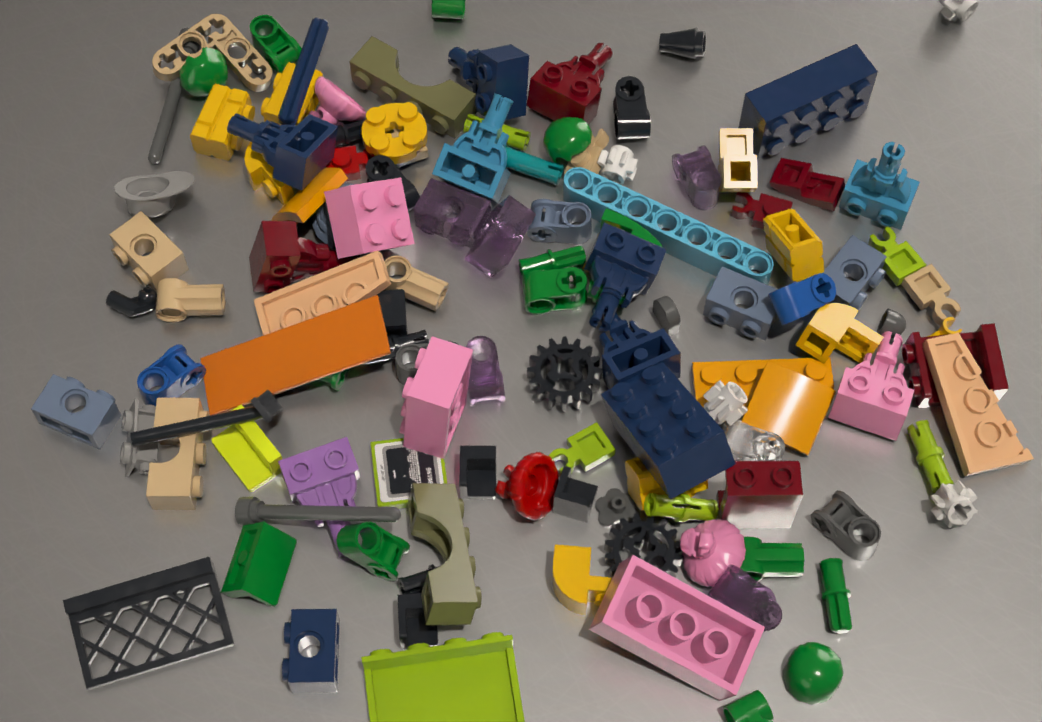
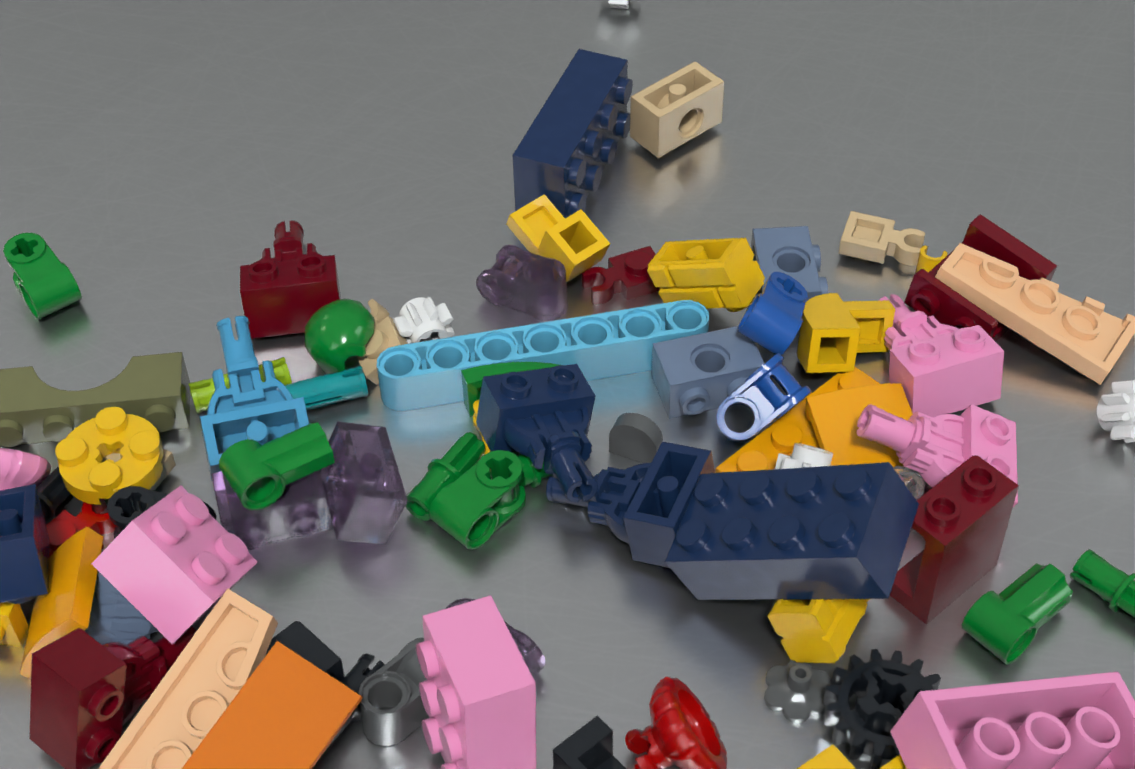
camera: 40 degrees left, 15 degrees down
(417, 284) = (317, 607): tan piece -> none
(451, 195) = (262, 471): none -> green piece
(493, 71) = (184, 318): dark blue brick -> none
(558, 222) = (419, 422): sand blue piece -> none
(564, 373) = (586, 581): black gear -> none
(574, 497) = (742, 710): black panel -> none
(586, 448) = (698, 646): lime plate -> none
(630, 110) = (383, 265): black piece -> none
(680, 507) = (876, 623): lime pin -> none
(684, 43) = (375, 172): black cone -> none
(710, 550) = (982, 645): bright pink hair -> none
(747, 597) = (1054, 656): clear purple piece -> none
(750, 343) = (763, 398): none -> piece
(801, 183) = (654, 224): dark red slope -> none
(823, 453) = (944, 442): none -> bright pink brick
(842, 521) = (1061, 512): dark grey piece -> none
(879, 190) = (733, 173): dark azure brick -> none
(892, 322) = (871, 288): dark grey hinge -> none
(895, 120) = (676, 109): none -> tan brick
(900, 259) = (823, 225): lime plate -> none
(929, 455) = (1051, 388): lime pin -> none

